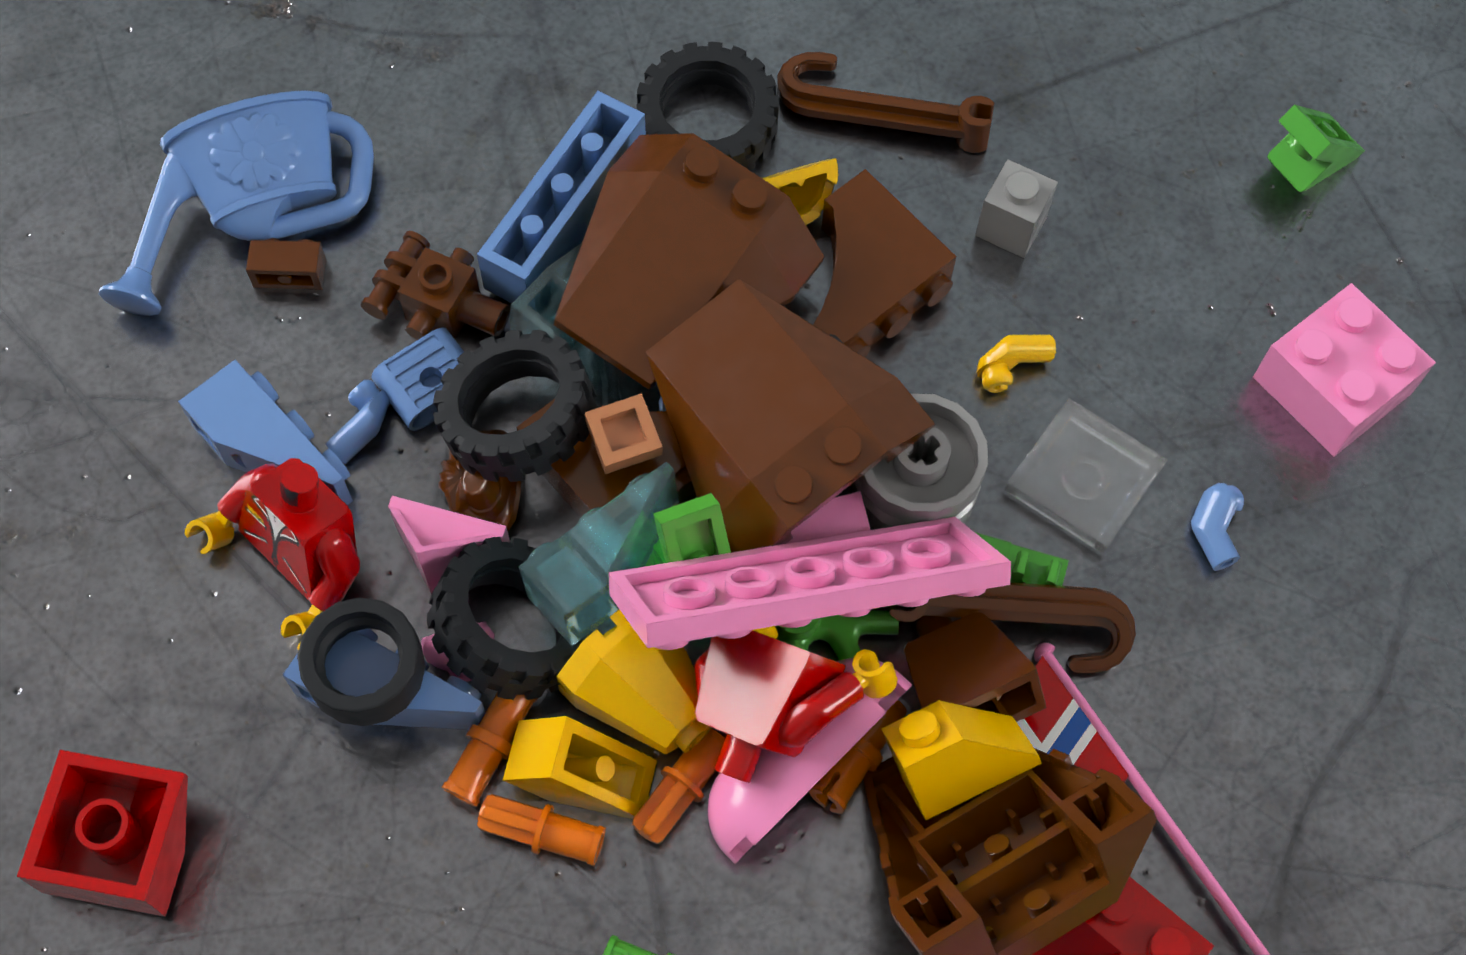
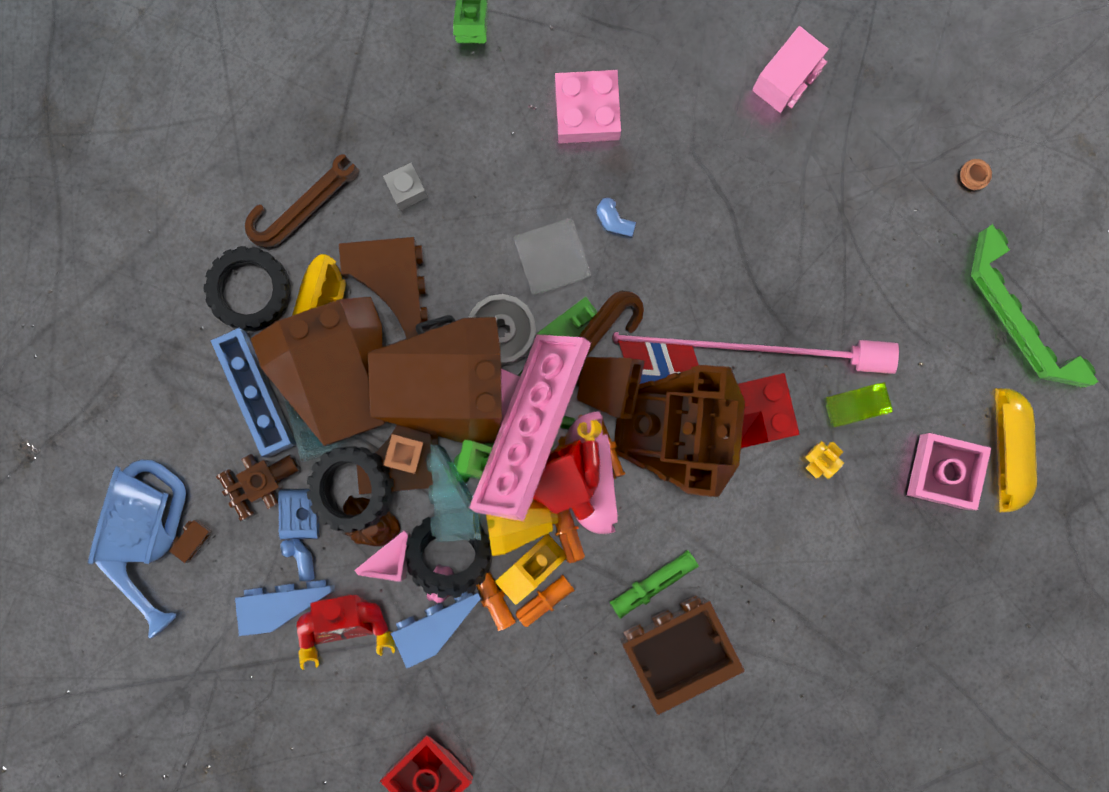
camera: 55 degrees left, 20 degrees up
(335, 624) = (406, 644): black tyre -> none
(956, 753) = (641, 415): yellow slope -> none
(1013, 349) = (472, 245): yellow arm -> none

